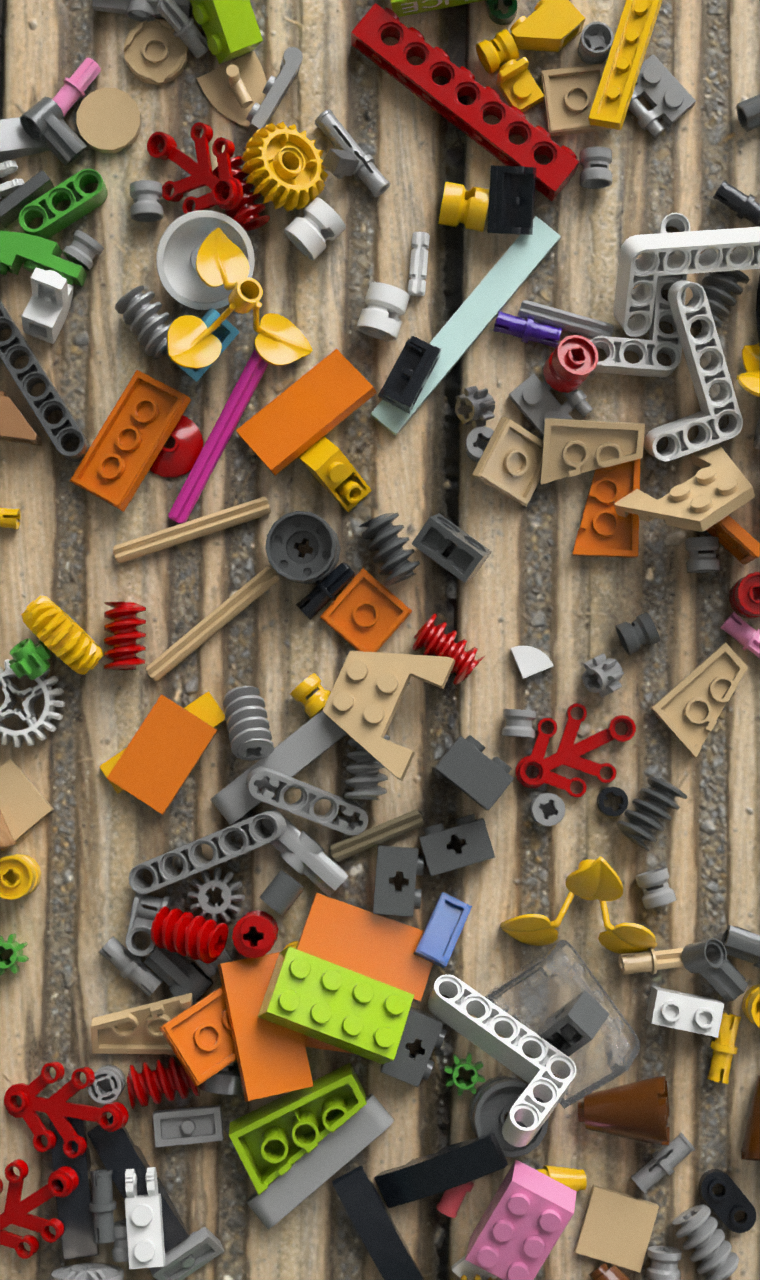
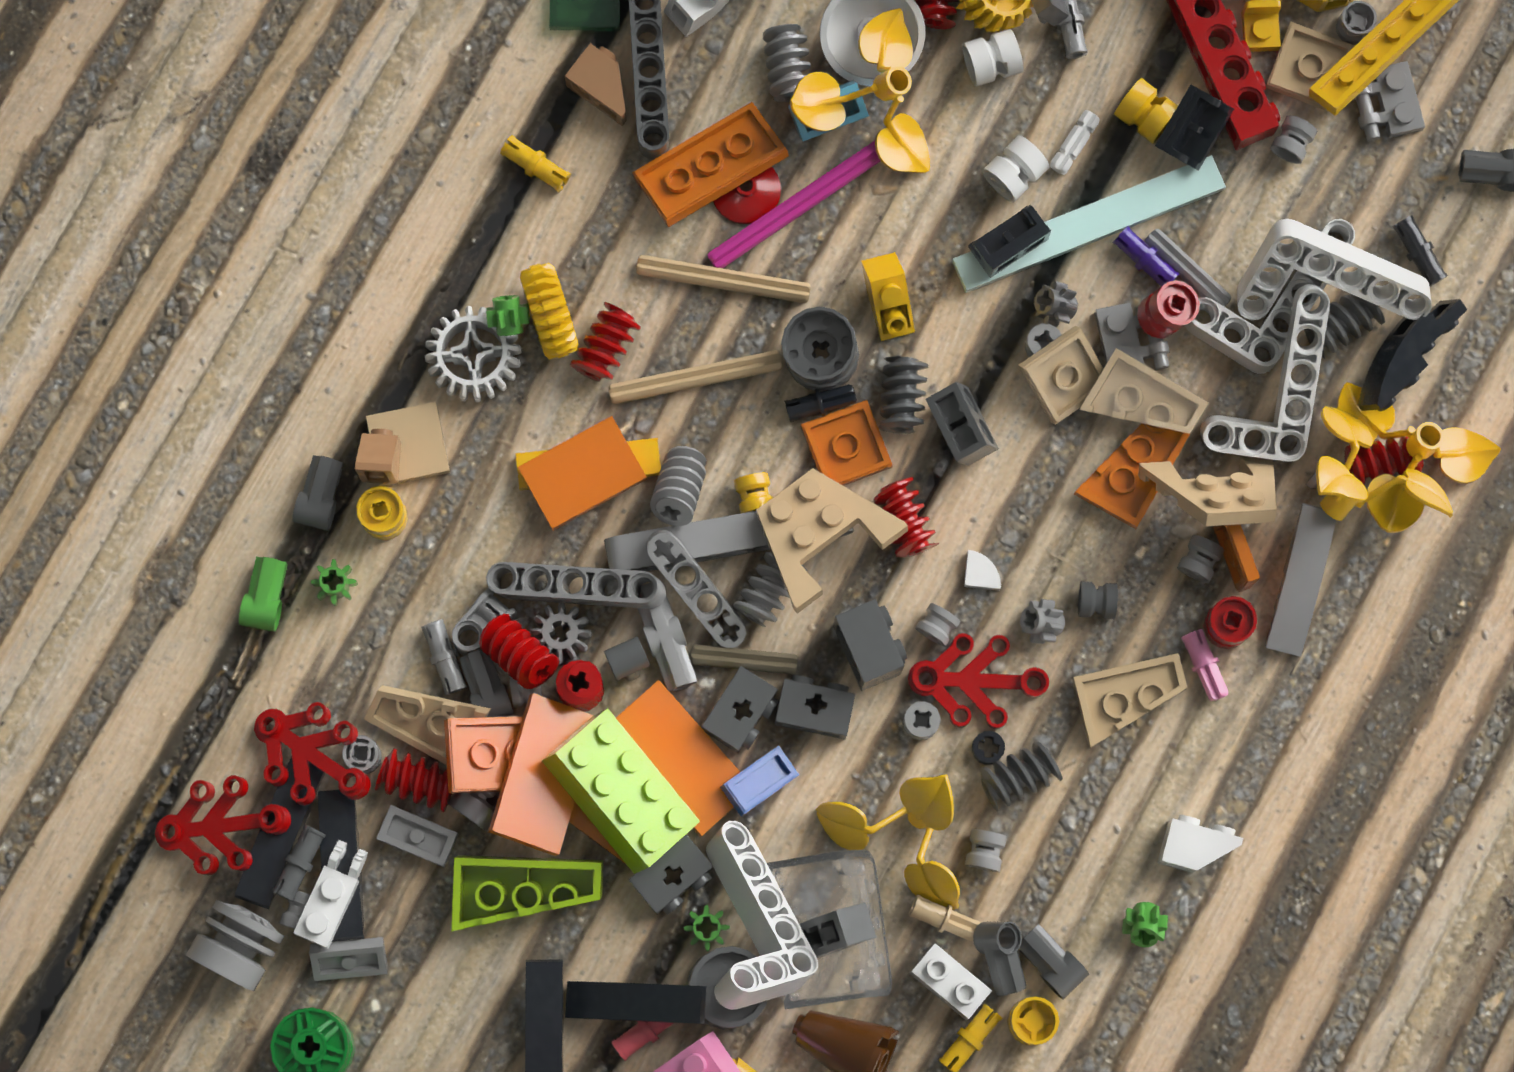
camera: 25 degrees right, 5 degrees down
(306, 411) = (891, 224): orange tile -> none
(321, 1163) = (524, 936): light grey beam -> none

